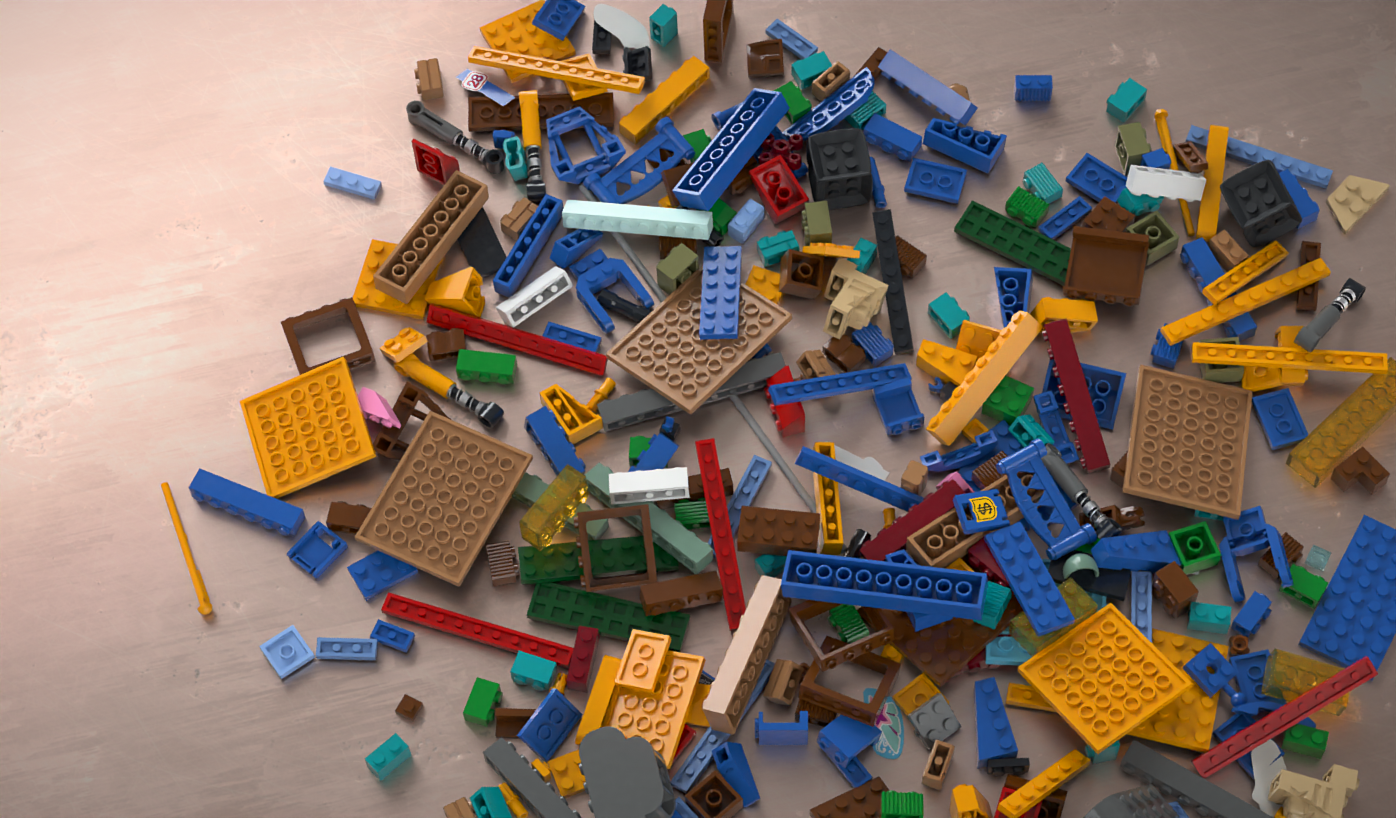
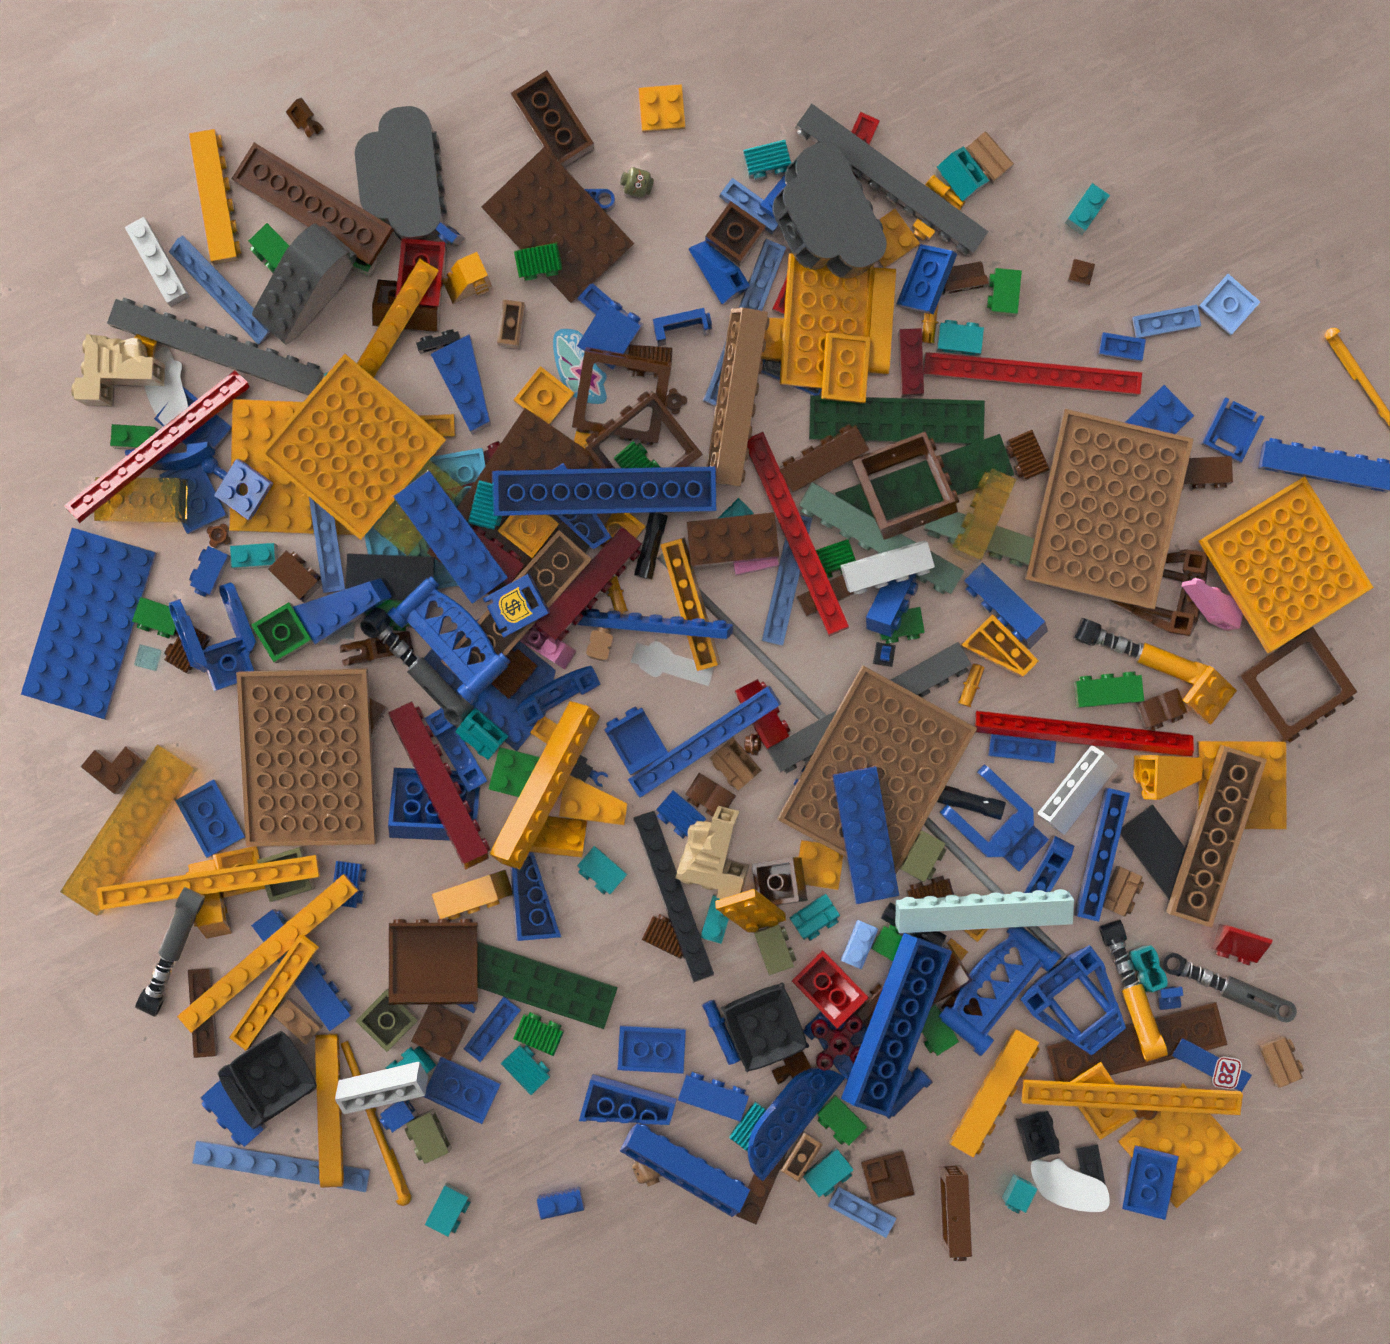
camera: 165 degrees right, 25 degrees up
(352, 183) = (1331, 901): light blue plate -> none
(783, 682) = (692, 380): medium nougat brick -> none
(934, 720) = (524, 372): dark grey plate -> none
(1078, 562) = (401, 576): sand green helmet -> none
(1190, 157) = (359, 1138): reddish brown plate -> none
(1354, 199) = (163, 1129): tan wing -> none

